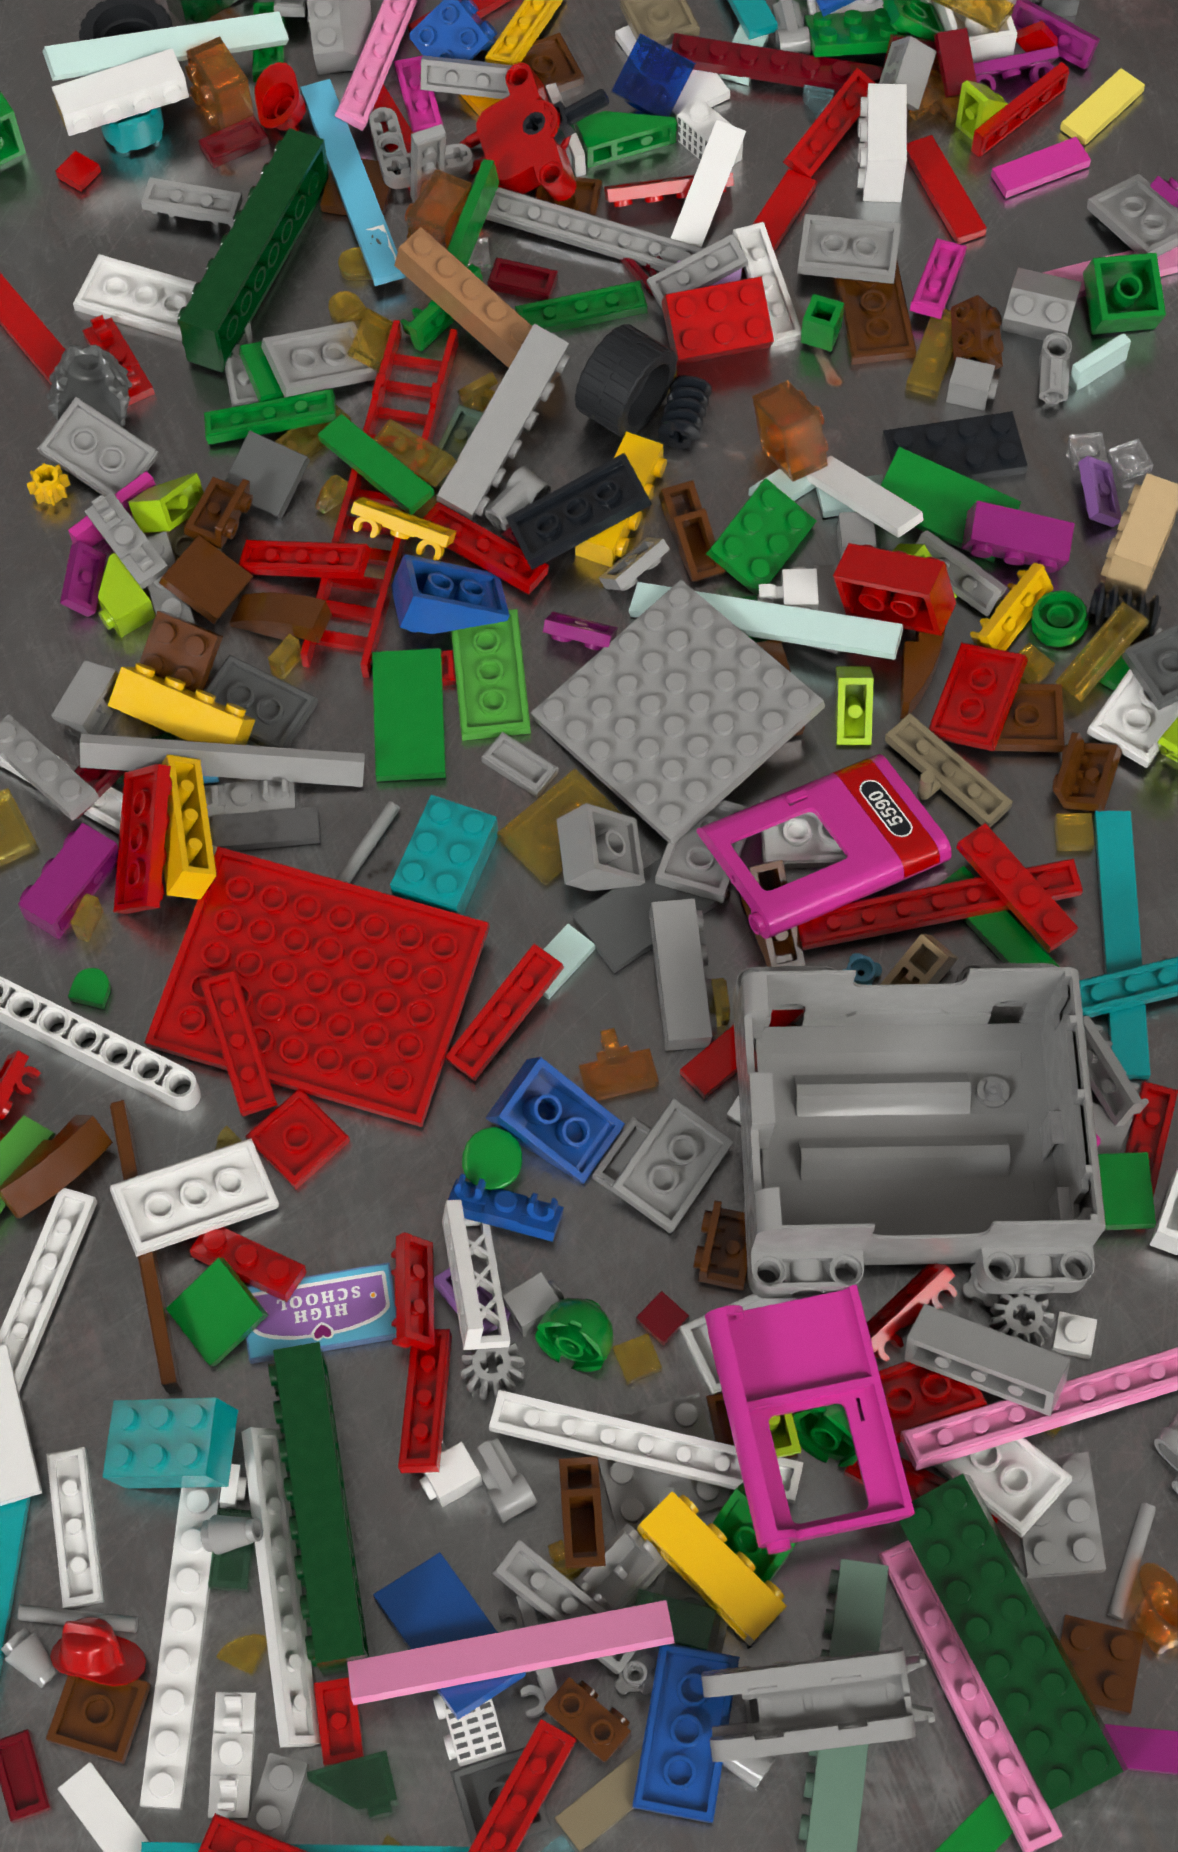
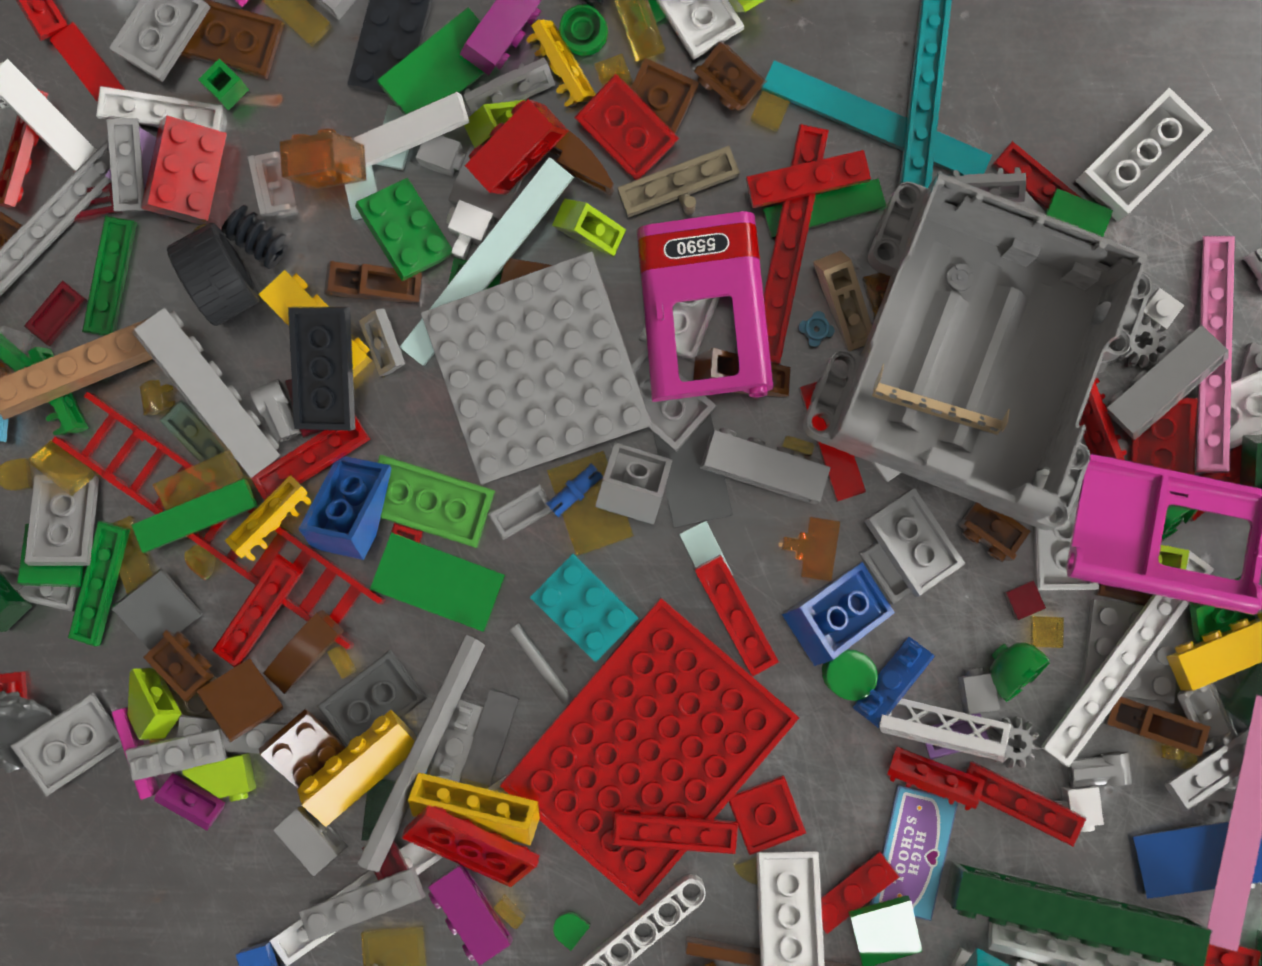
camera: 65 degrees left, 20 degrees up
(48, 484) = (71, 797): yellow gear -> none
(563, 797) = (574, 490): none -> blue pin
(569, 628) = (424, 412): magenta plate -> none
(733, 410) = (273, 192): none -> light grey hinge
(833, 1109) = (940, 406): none -> tan piece

